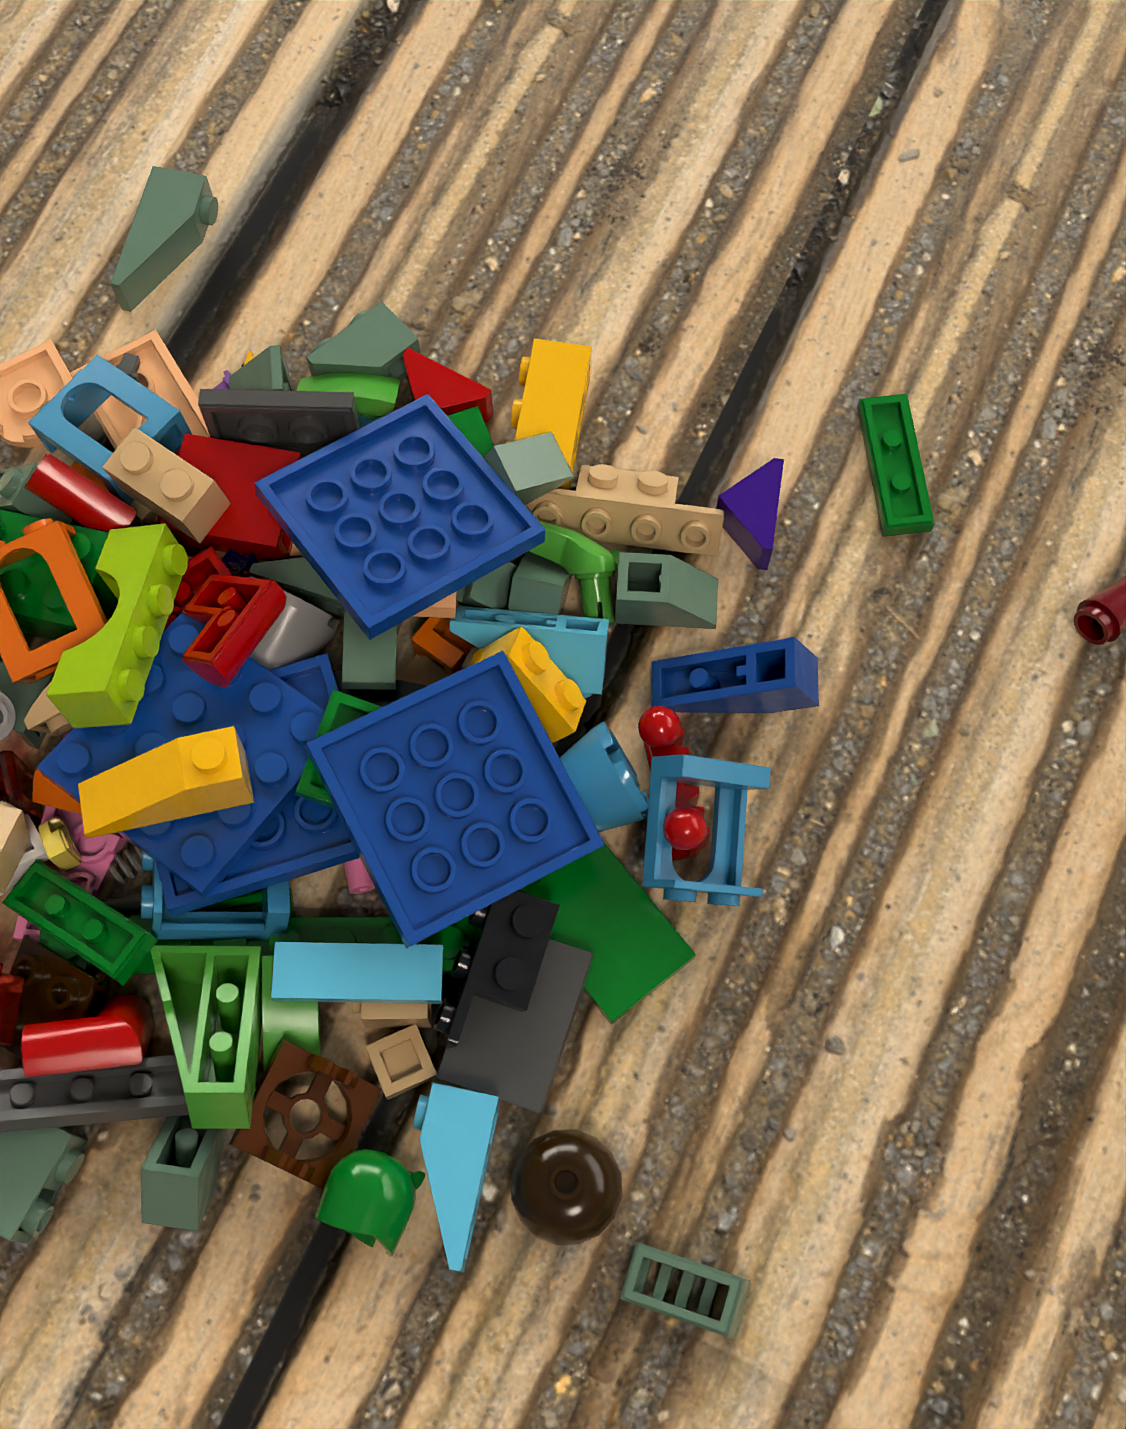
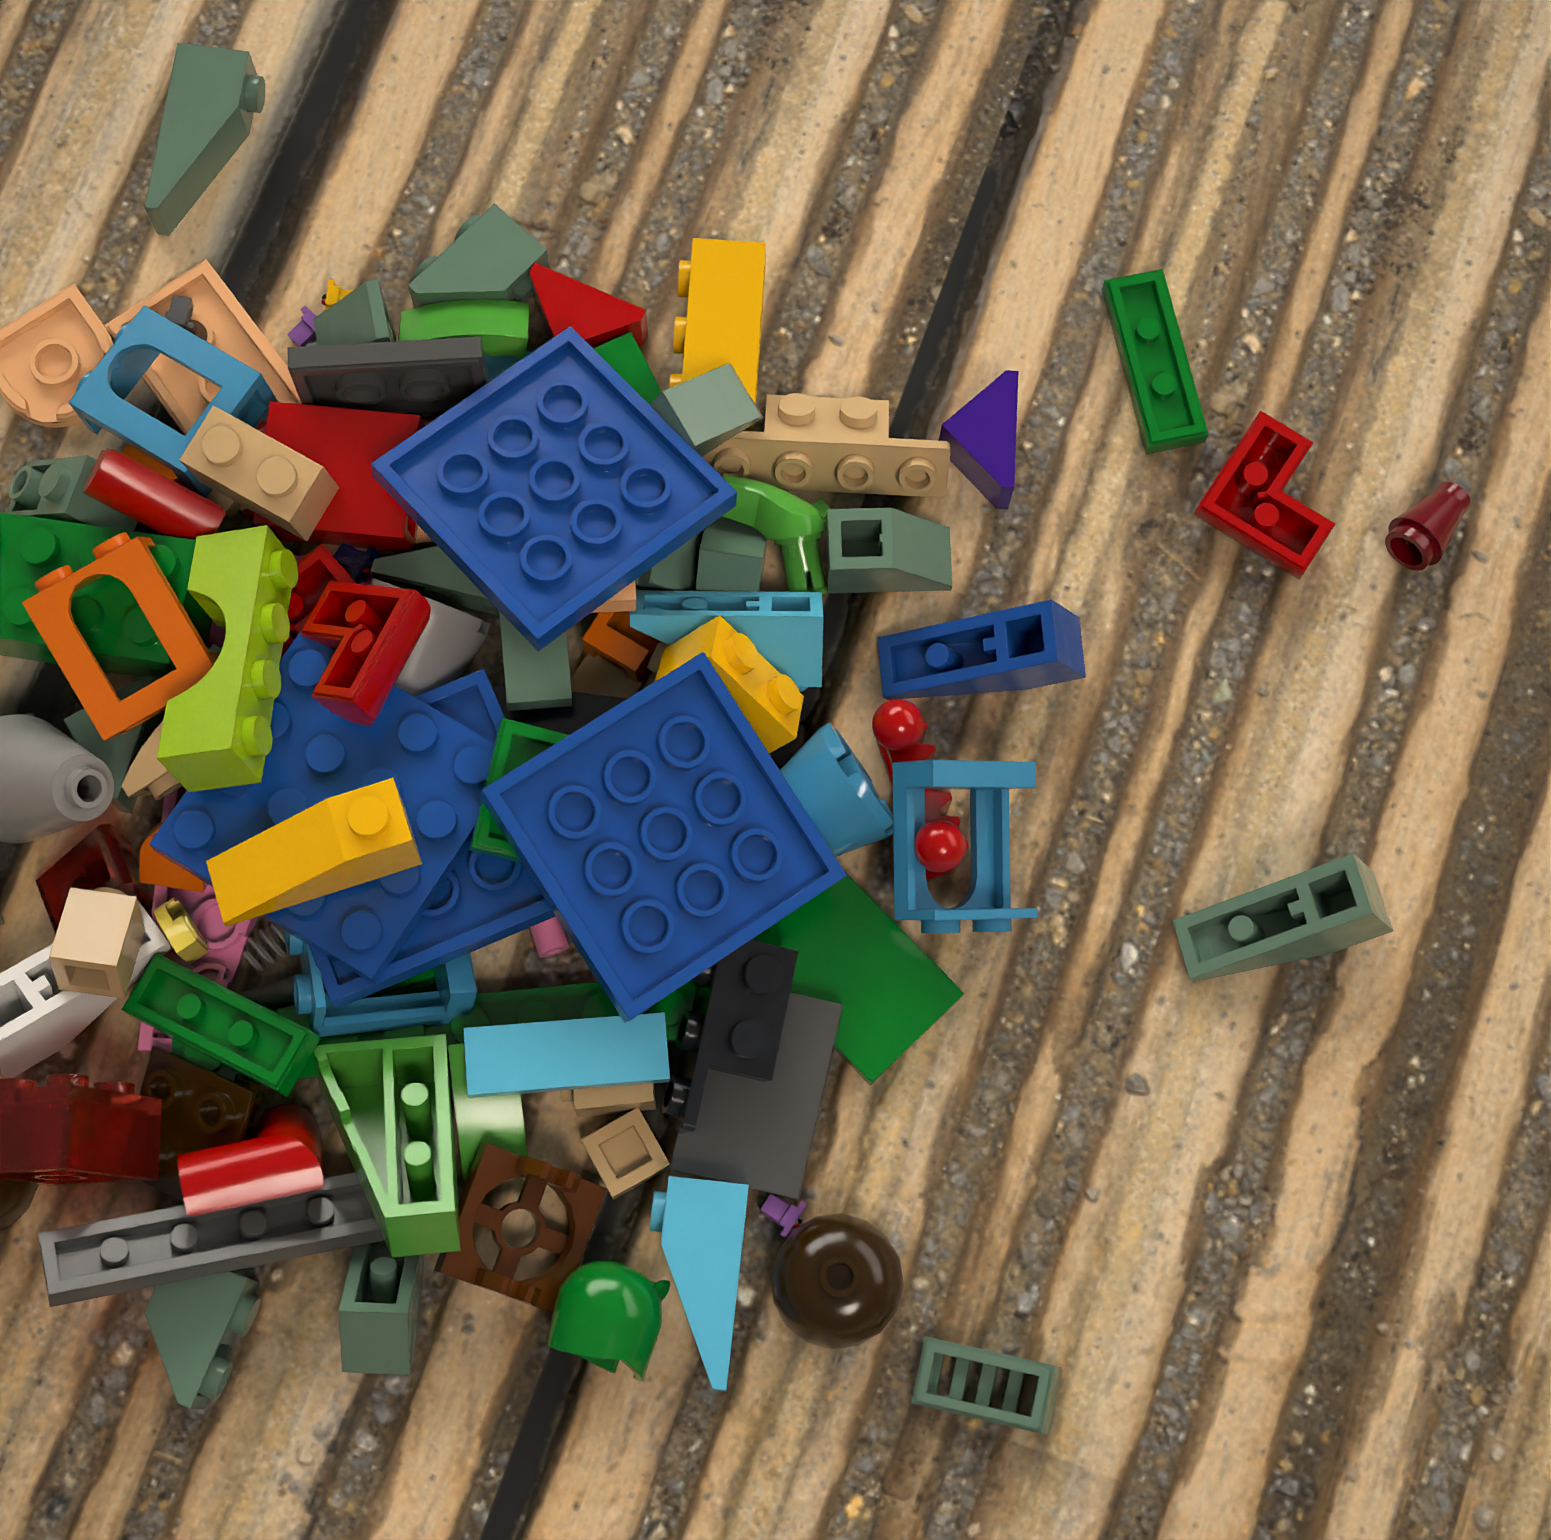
camera: 10 degrees left, 5 degrees up
(527, 1125) = (783, 1213): none -> medium lavender piece
(965, 579) = (1250, 499): none -> red brick
(970, 919) = (1285, 921): none -> sand green slope

